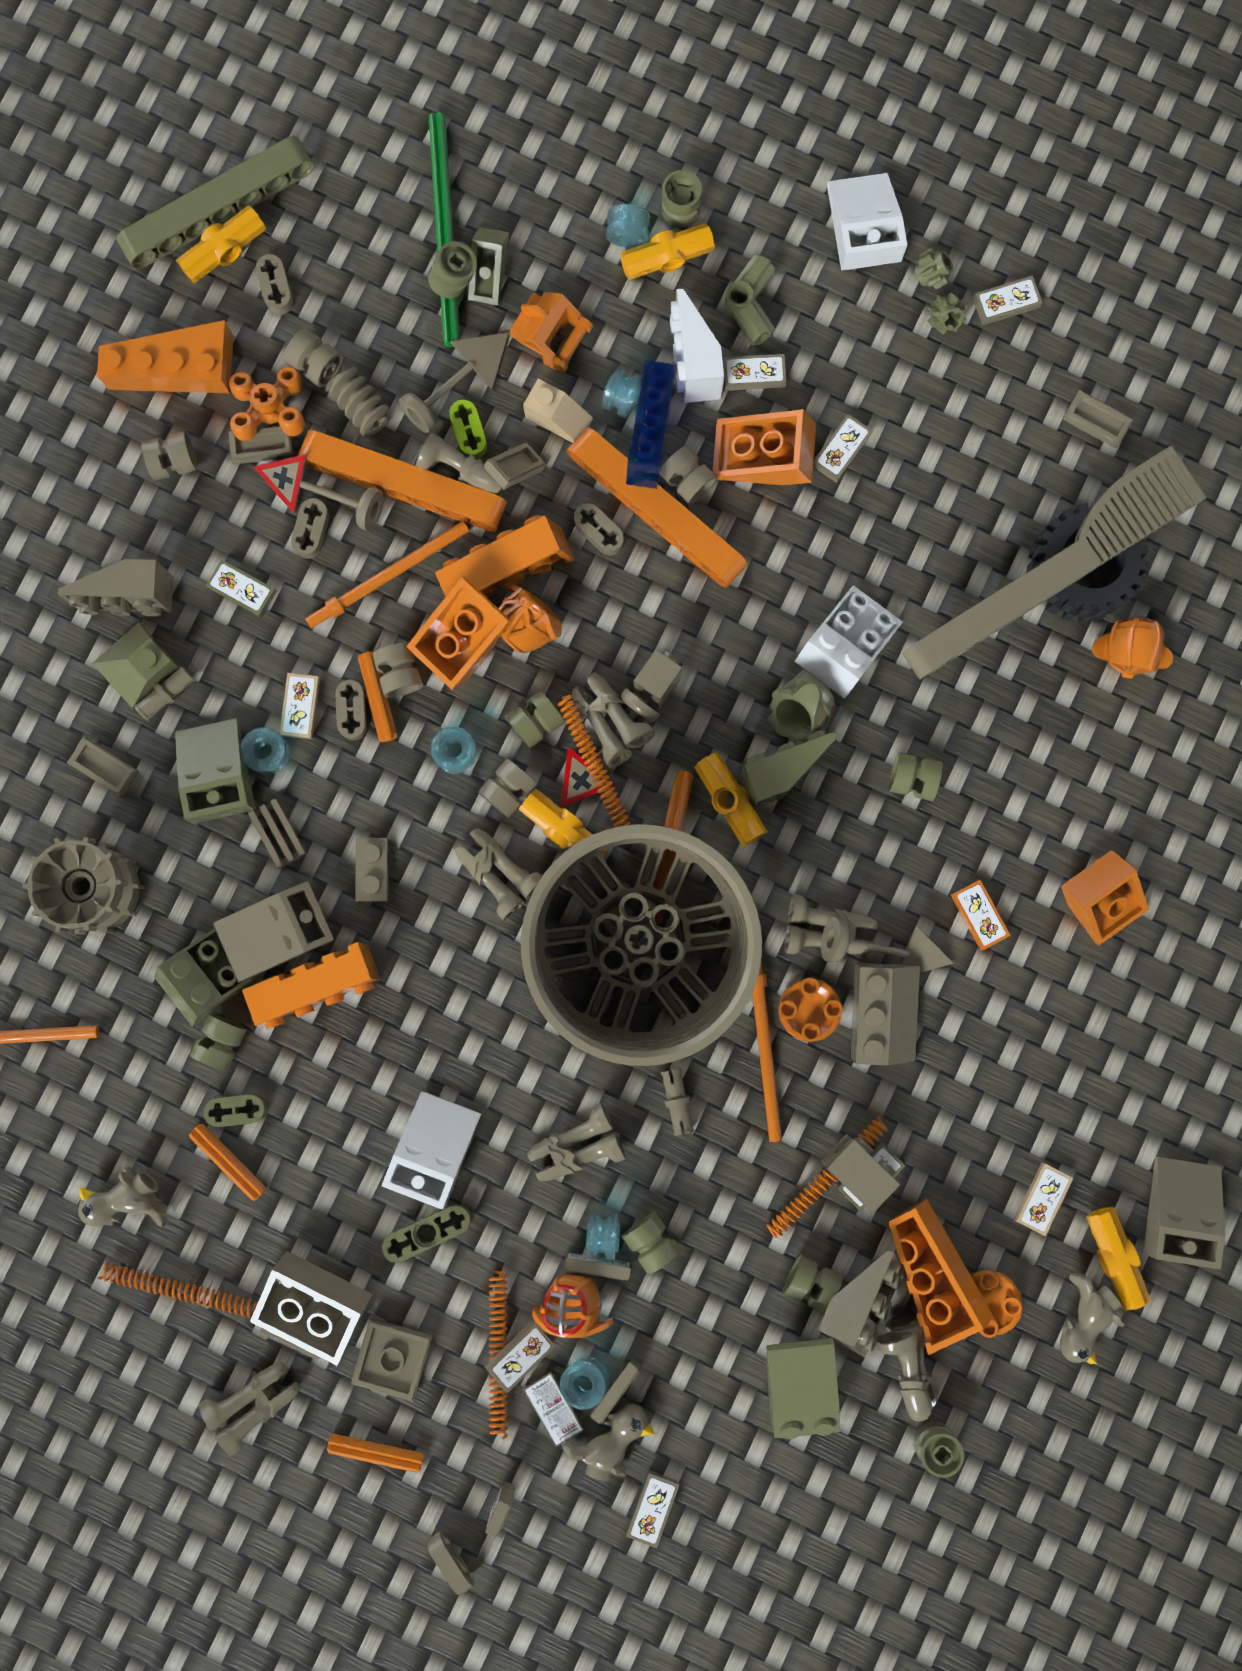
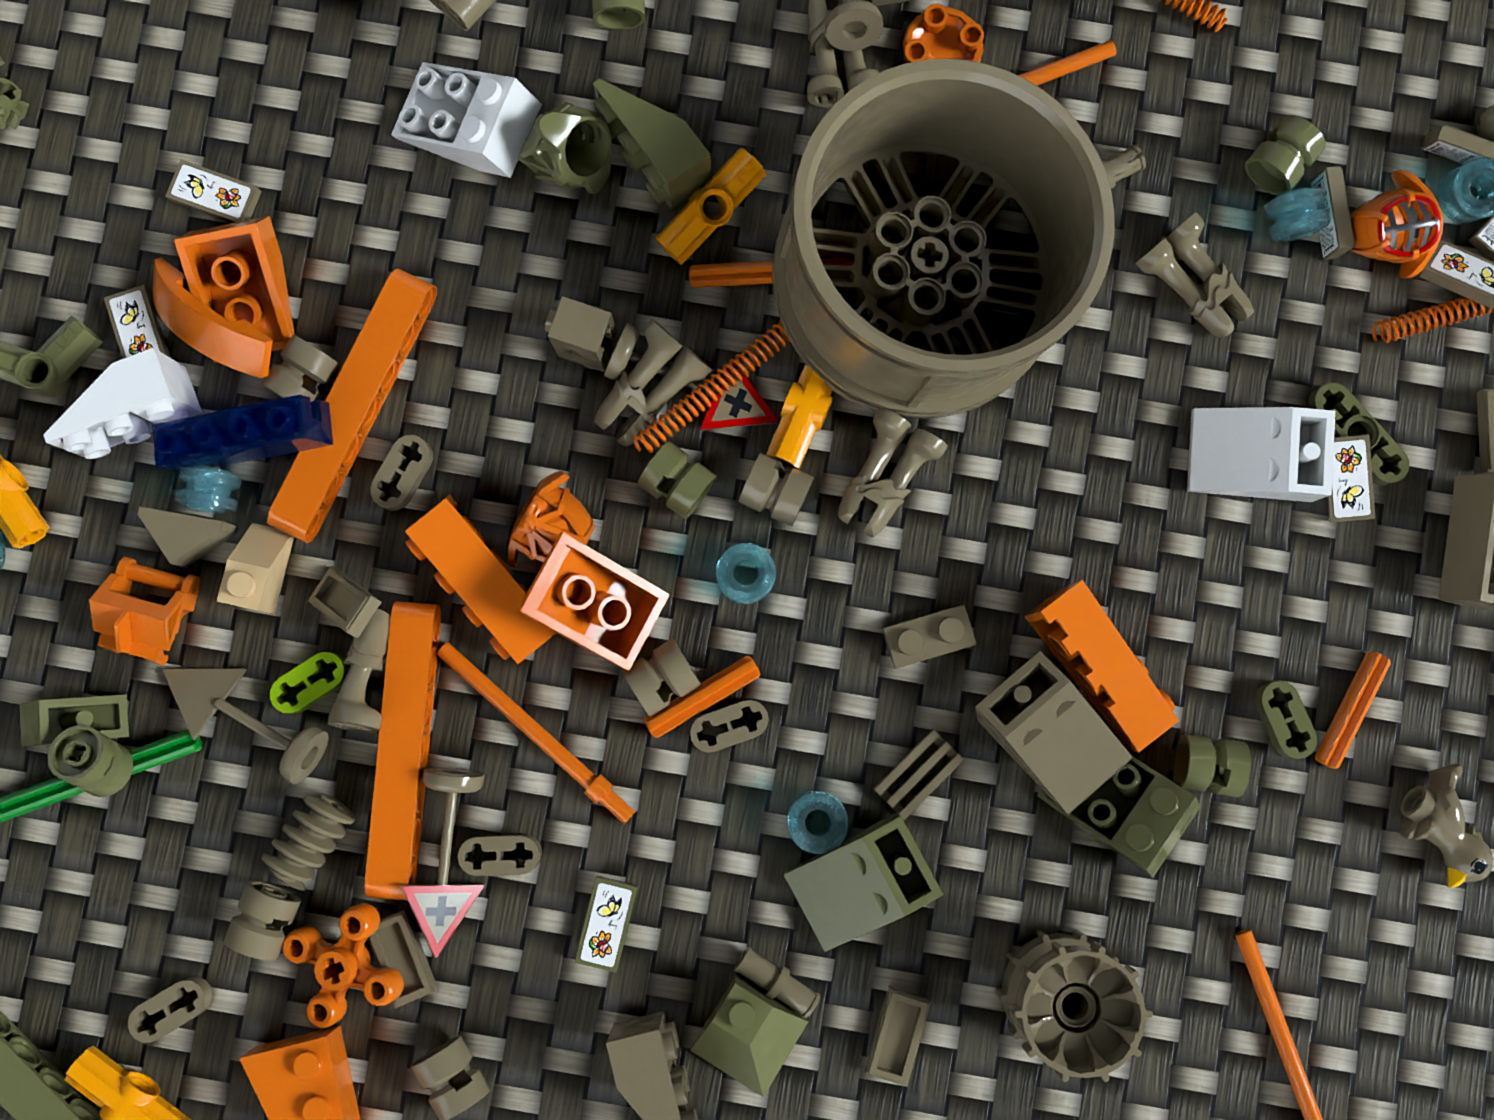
camera: 110 degrees left, 0 degrees up
(299, 706) = (742, 796): tile -> none
(394, 1212) = (1351, 480): none -> tile
(596, 367) = (185, 536): none -> dark tan slope
(716, 430) = (231, 344): none -> orange slope

